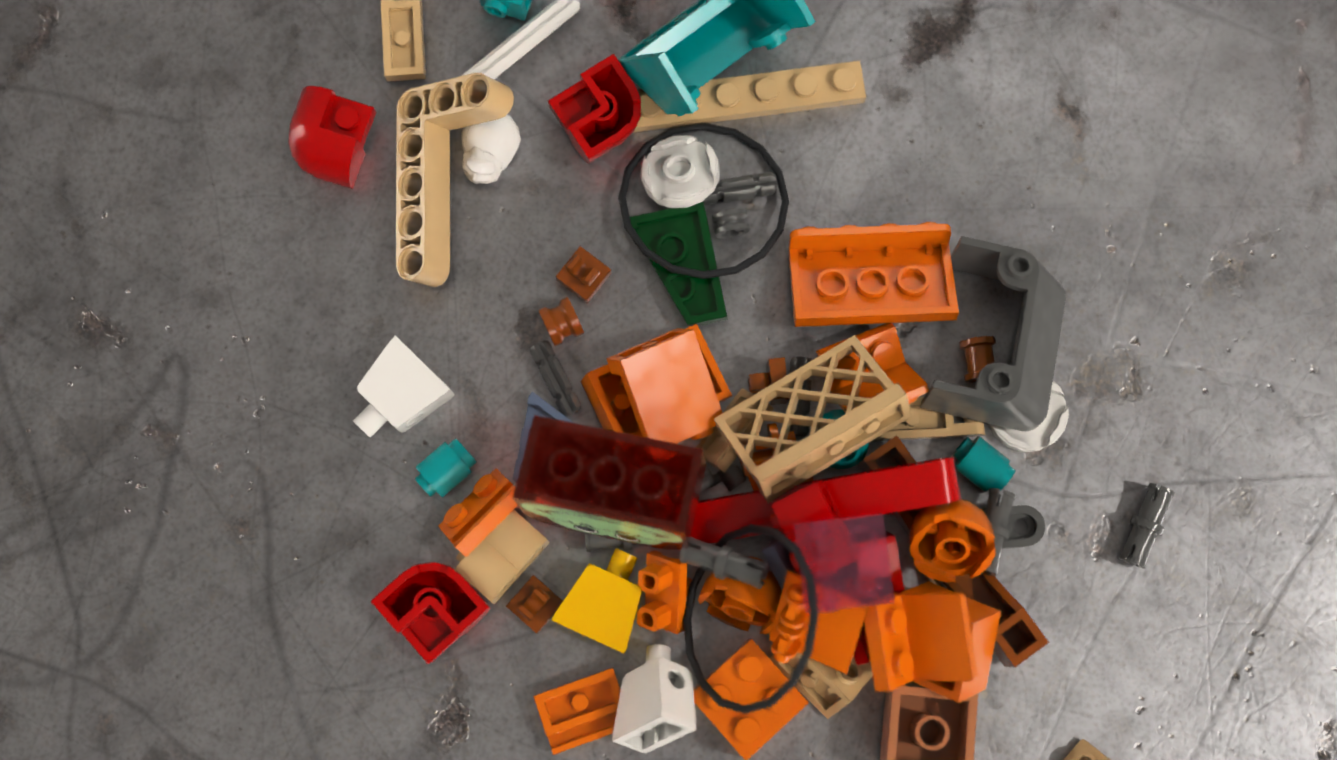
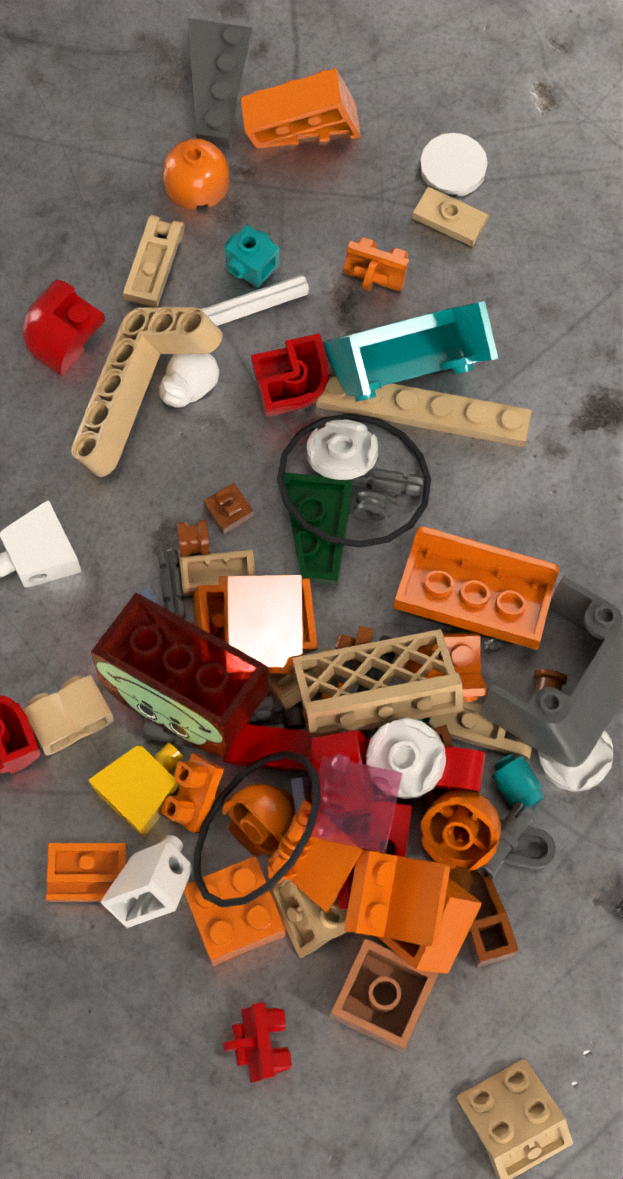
camera: 20 degrees right, 10 degrees down
(444, 468) = (48, 626): teal brick -> none
(479, 512) = (51, 676): orange plate -> none
(535, 604) = (79, 767): dark orange tile -> none
(594, 346) = (206, 568): none -> tan plate
(725, 562) = (254, 778): dark grey pin -> none
(874, 485) = (411, 749): none -> white tile

